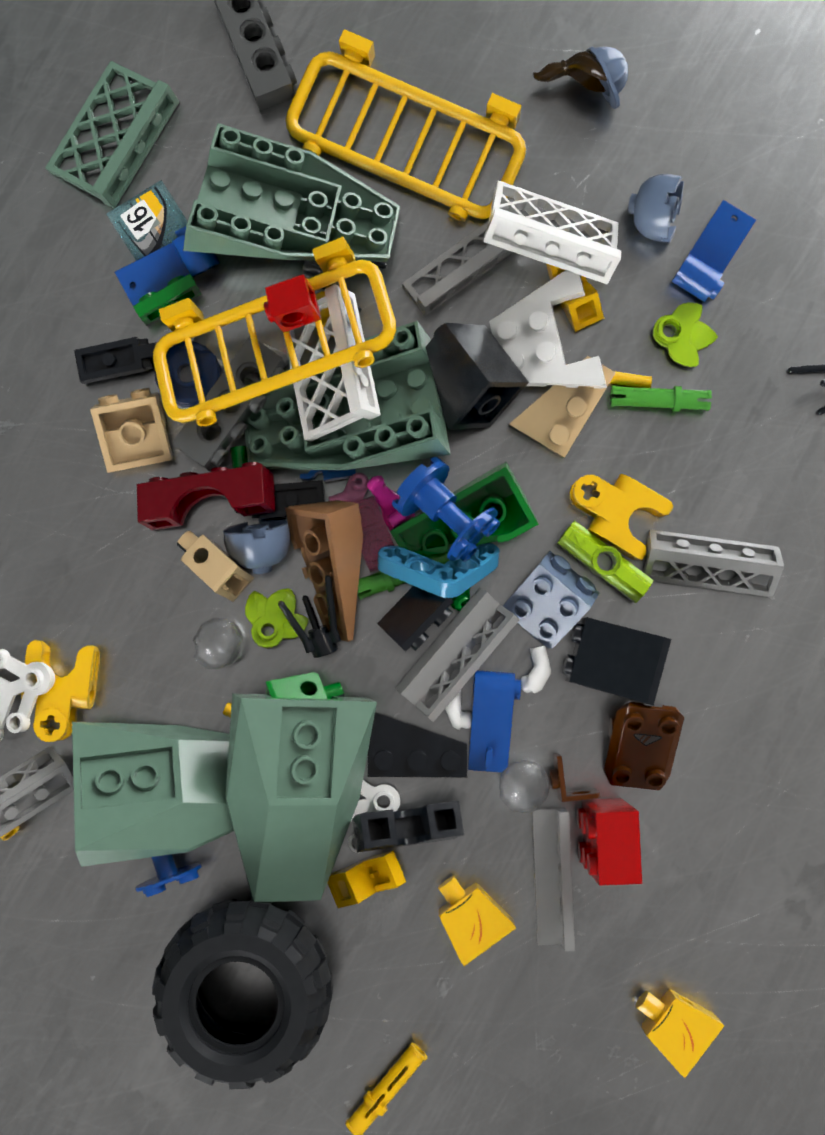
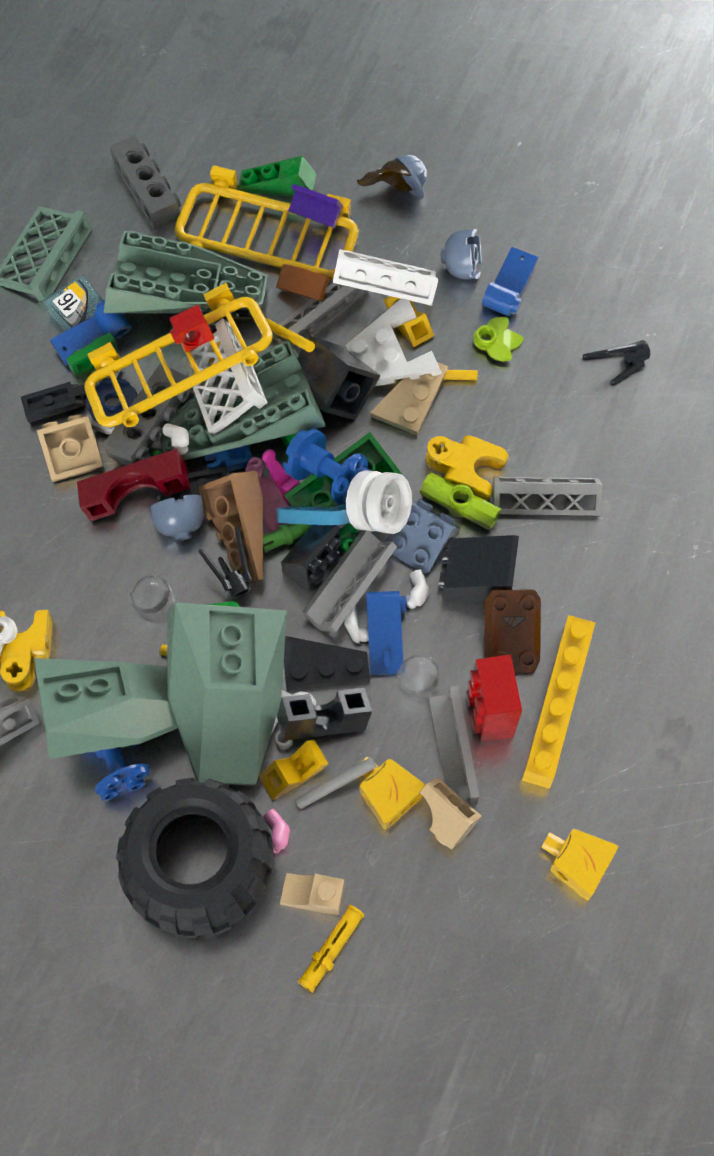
camera: 10 degrees left, 20 degrees down
(213, 565) = (145, 536): tan torso -> none
(266, 612) = (194, 576): lime plate -> none
(267, 442) = (179, 437): none -> white arm
(343, 950) = (280, 830): none -> bright pink arm
(374, 1027) = (313, 893): none -> tan arch
(412, 904) = (335, 783): none -> light grey bar
(417, 310) = (291, 336): none -> yellow bar
(433, 55) = (278, 177): none -> green slope
(444, 224) = (302, 282): none -> dark orange slope
(473, 113) = (315, 206): none -> dark purple panel
(505, 570) = (379, 501): none -> white wheel
(540, 962) = (451, 814): none -> tan arch
(558, 782) = (447, 671): reddish brown bracket -> none
(661, 398) = (486, 383): bright green pin -> none
(672, 870) = (558, 702): none -> yellow arch

